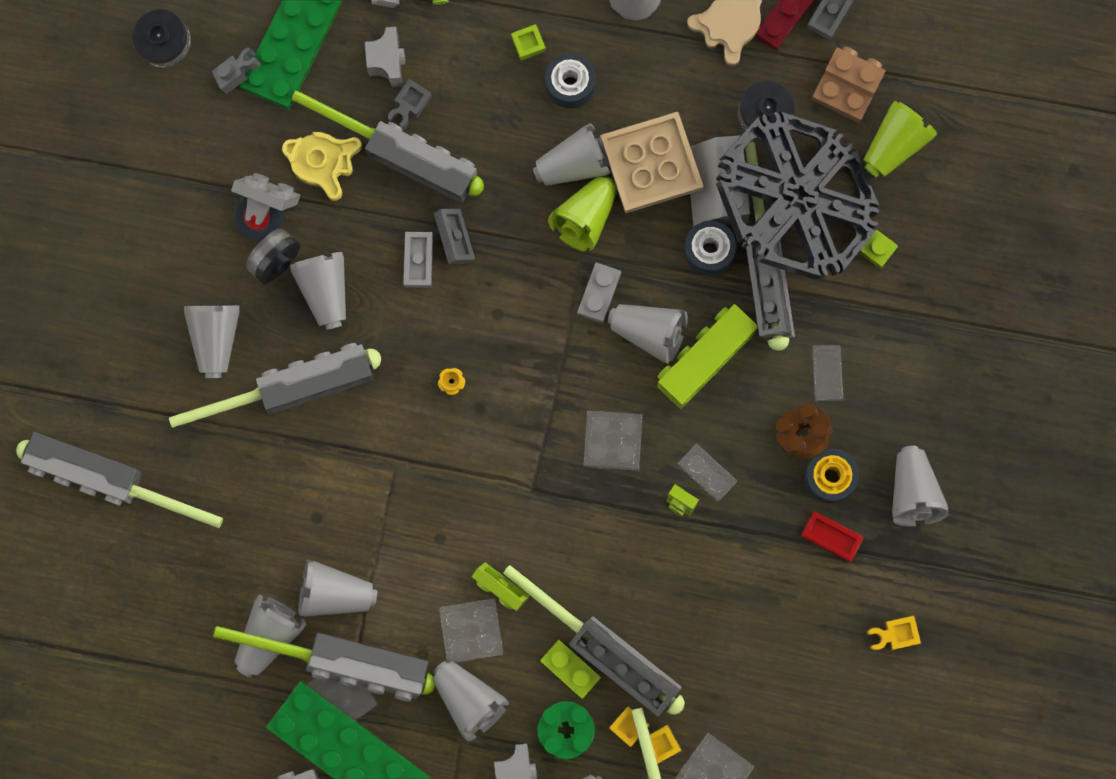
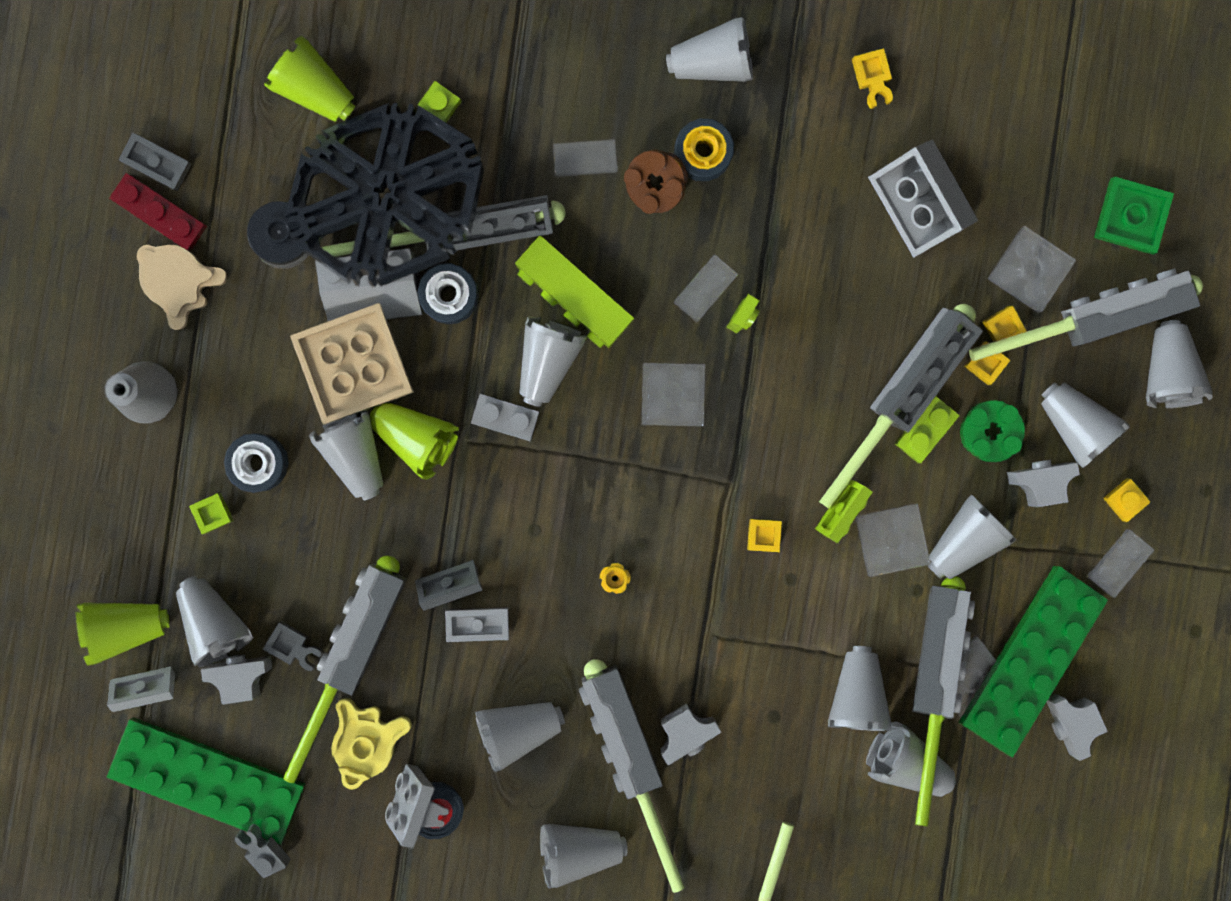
camera: 95 degrees left, 10 degrees up
(272, 256) = (484, 791): black piece -> none
(309, 435) = (686, 733): none -> light grey brick
(434, 36) = (209, 623): none -> light grey cone
(482, 514) = (764, 535): none -> yellow plate
(783, 674) = (923, 198): none -> light grey slope
(832, 536) = (768, 149): red tile -> none
(849, 83) = (243, 140): medium nougat plate -> none

